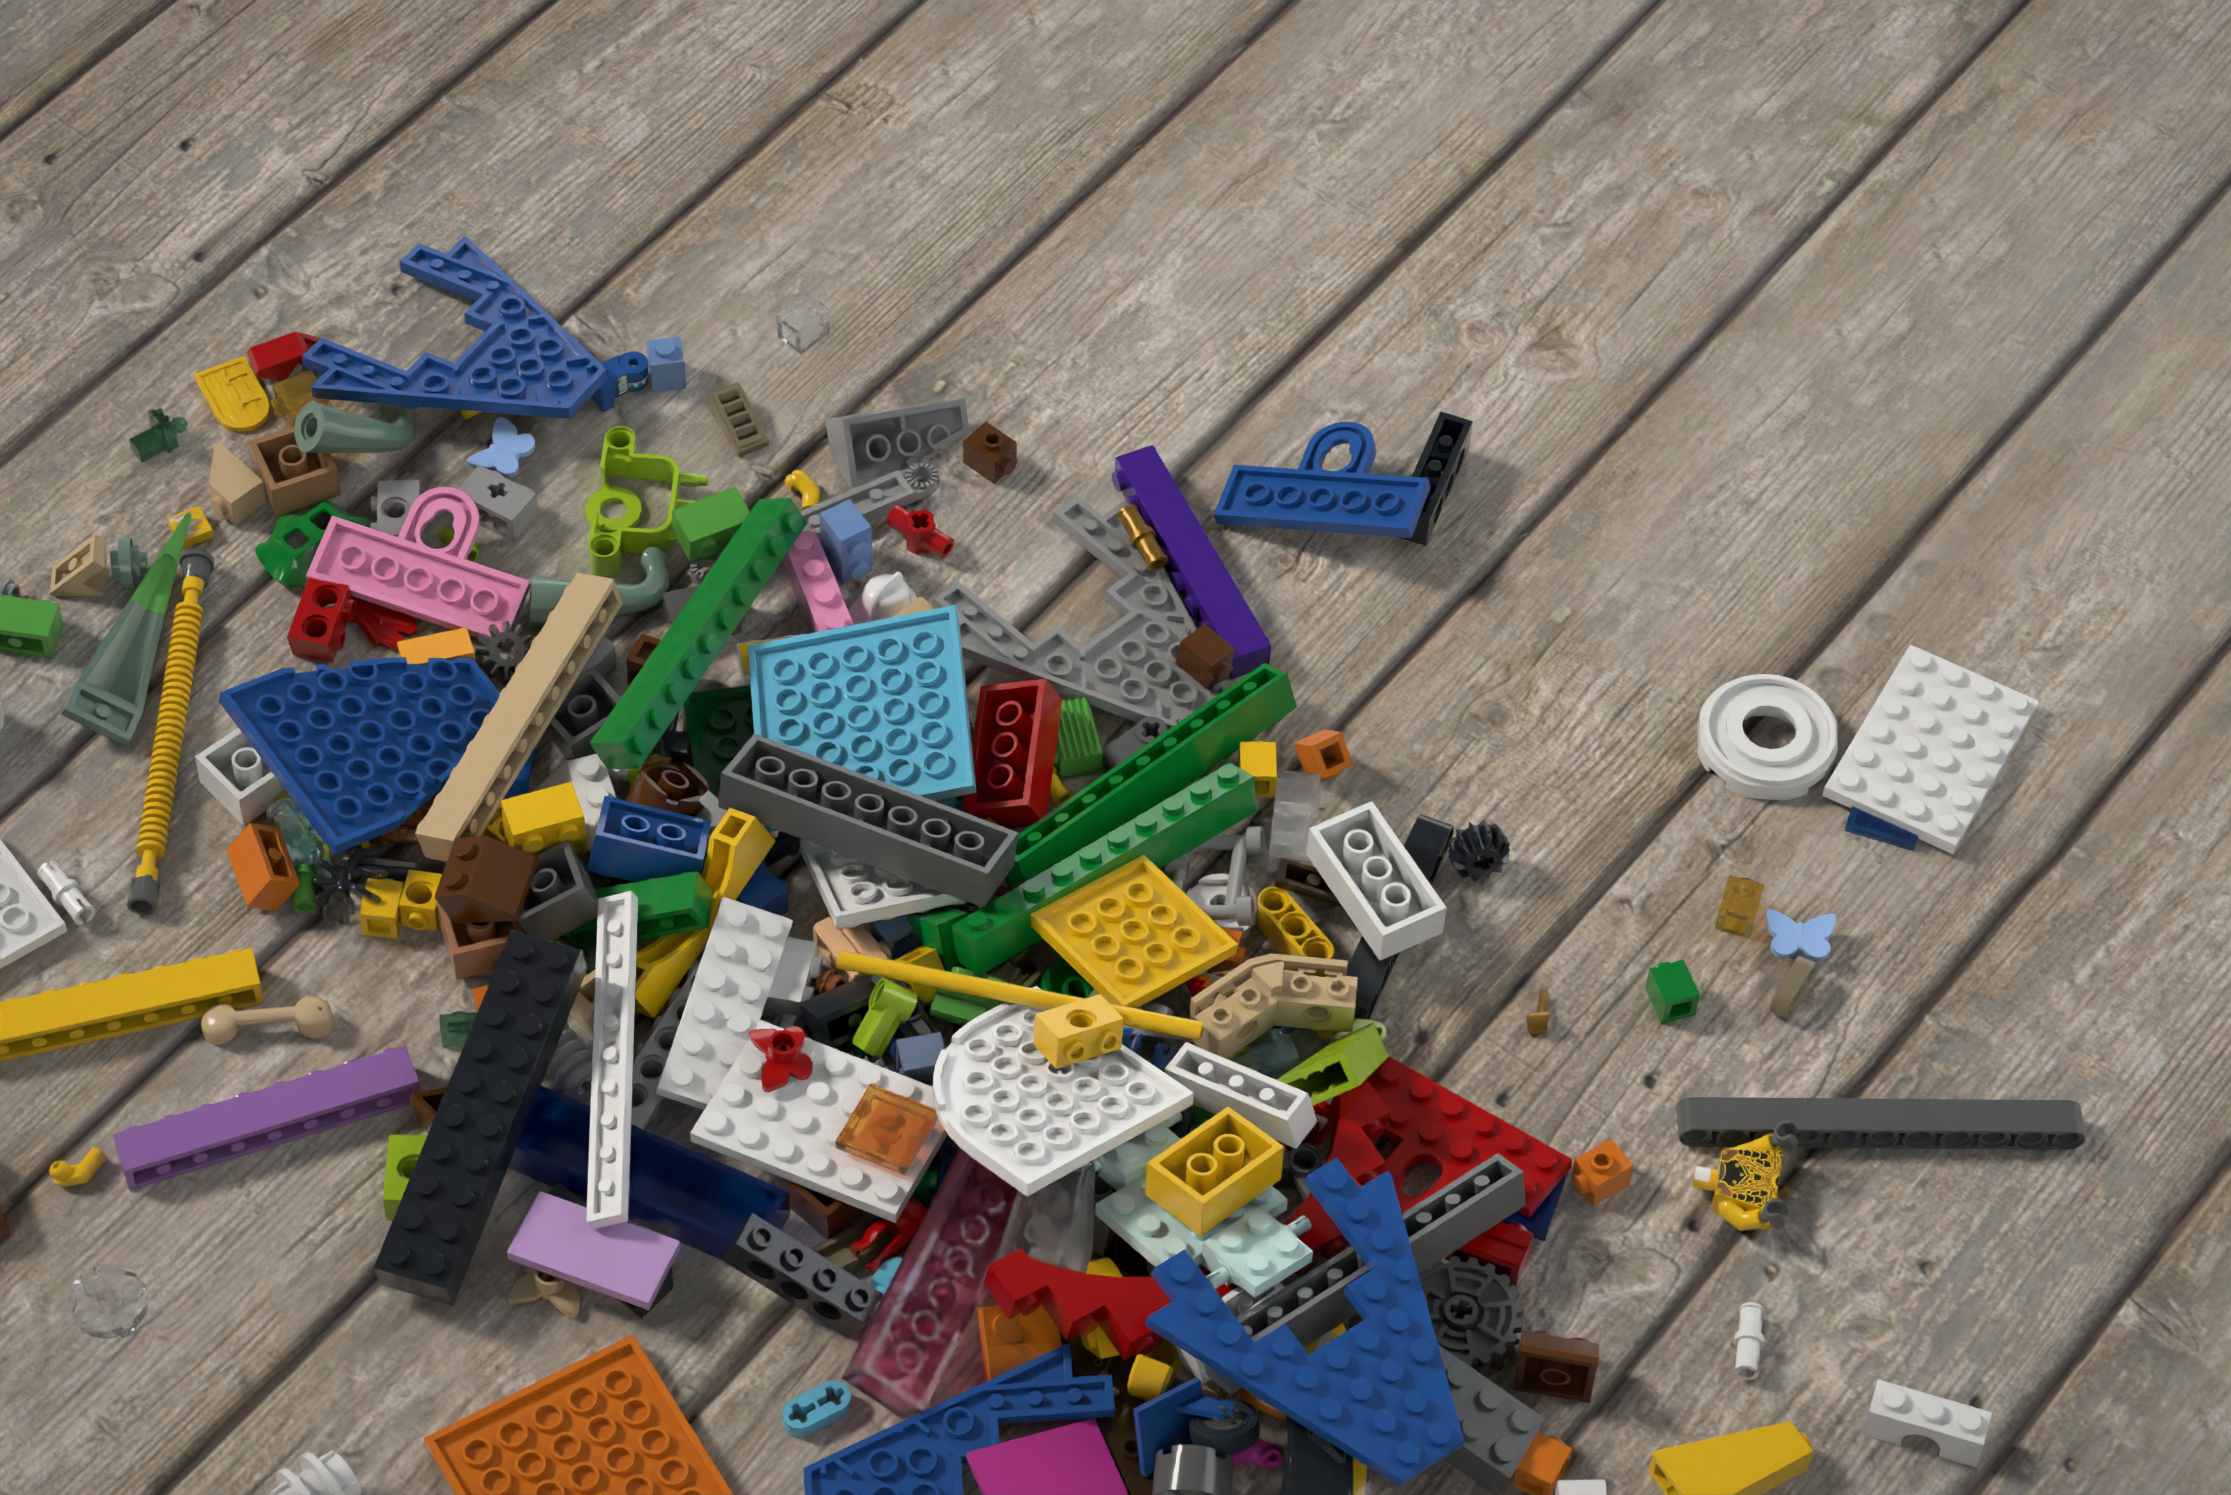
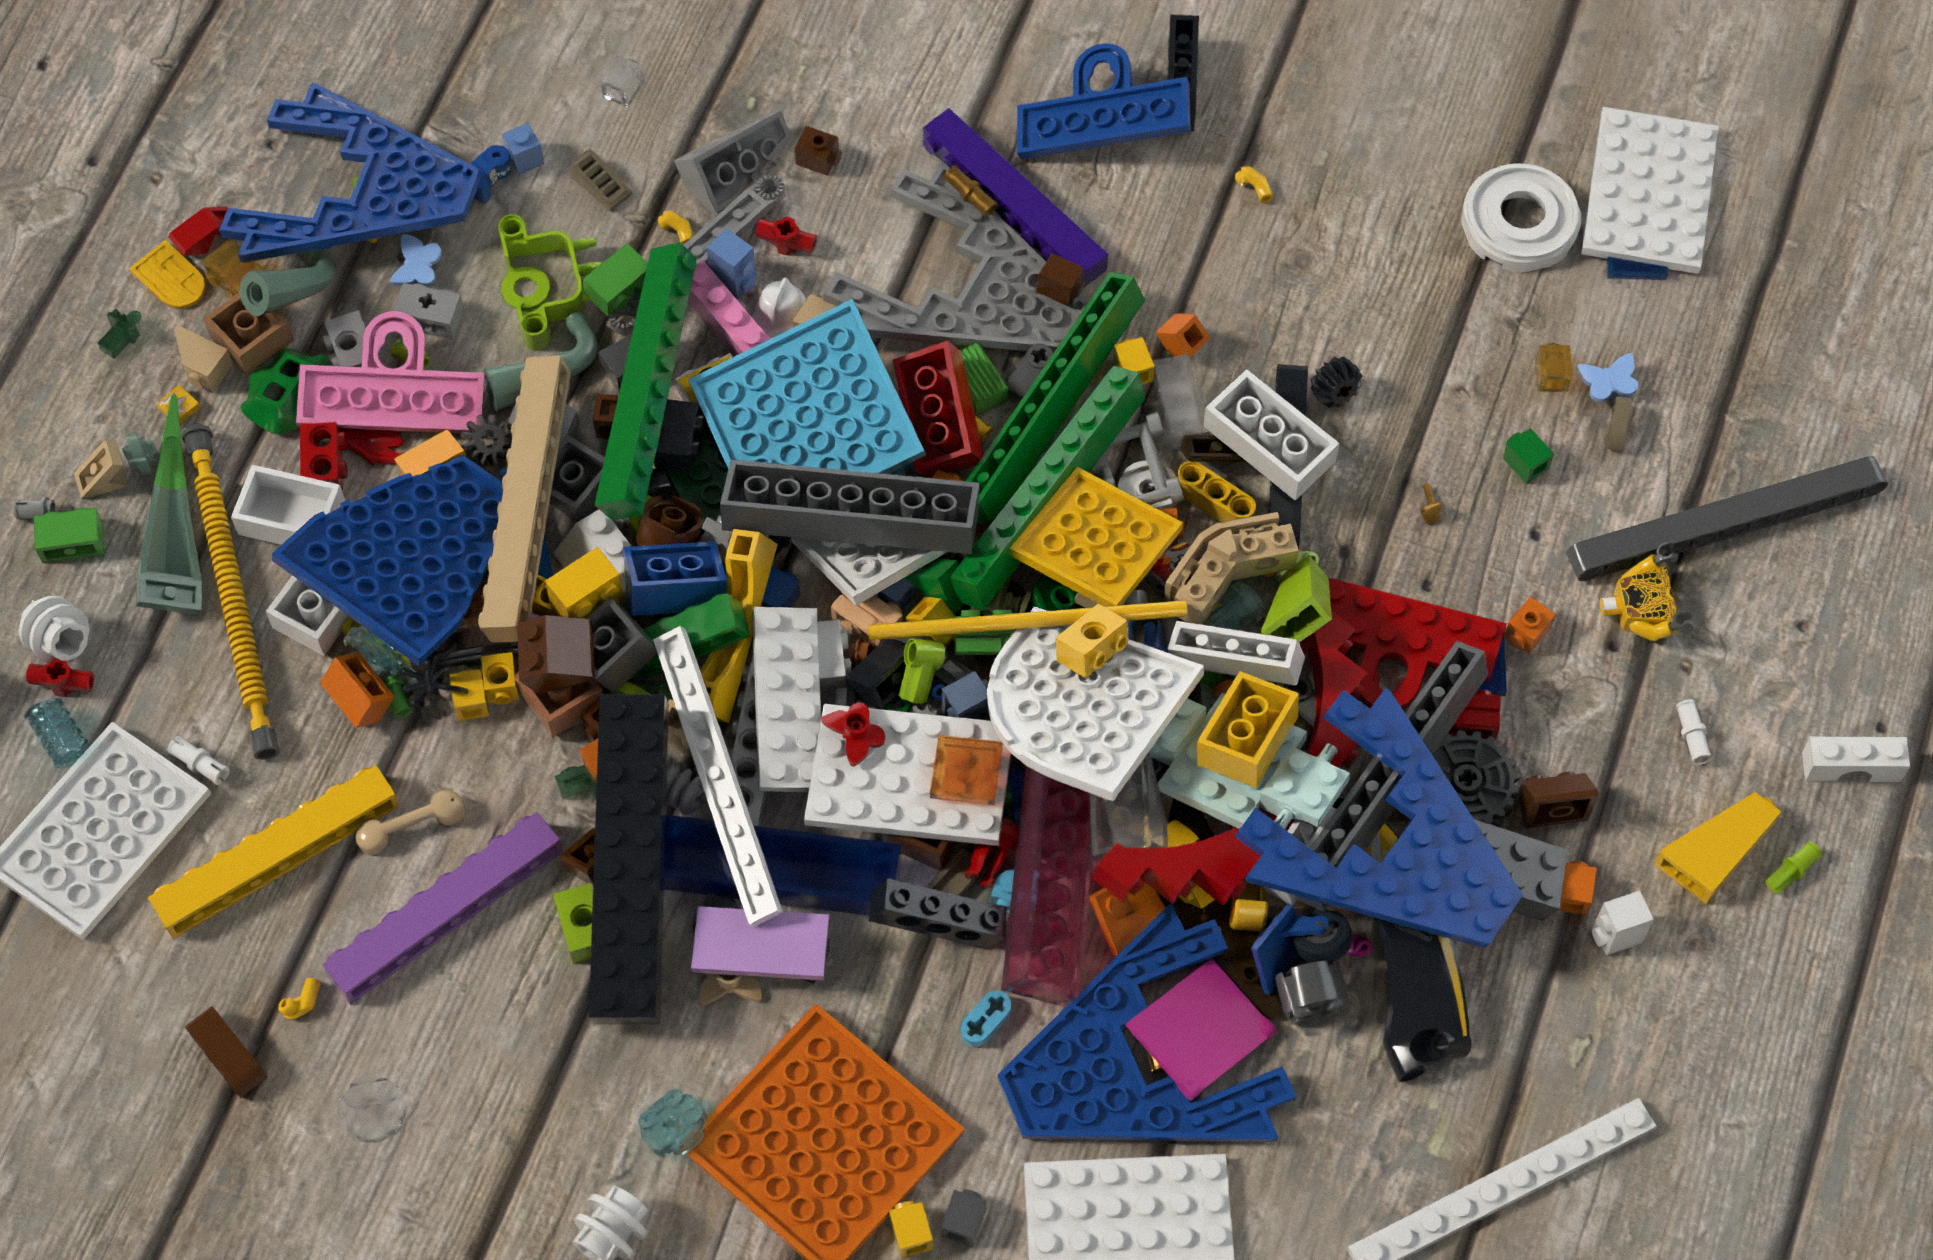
camera: 15 degrees left, 10 degrees up
(254, 646) = (279, 503): none -> white piece
(408, 1409) = (662, 1113): none -> clear light blue plate
(715, 702) = (679, 435): none -> black brick
(1479, 618) = (1258, 180): none -> yellow arm

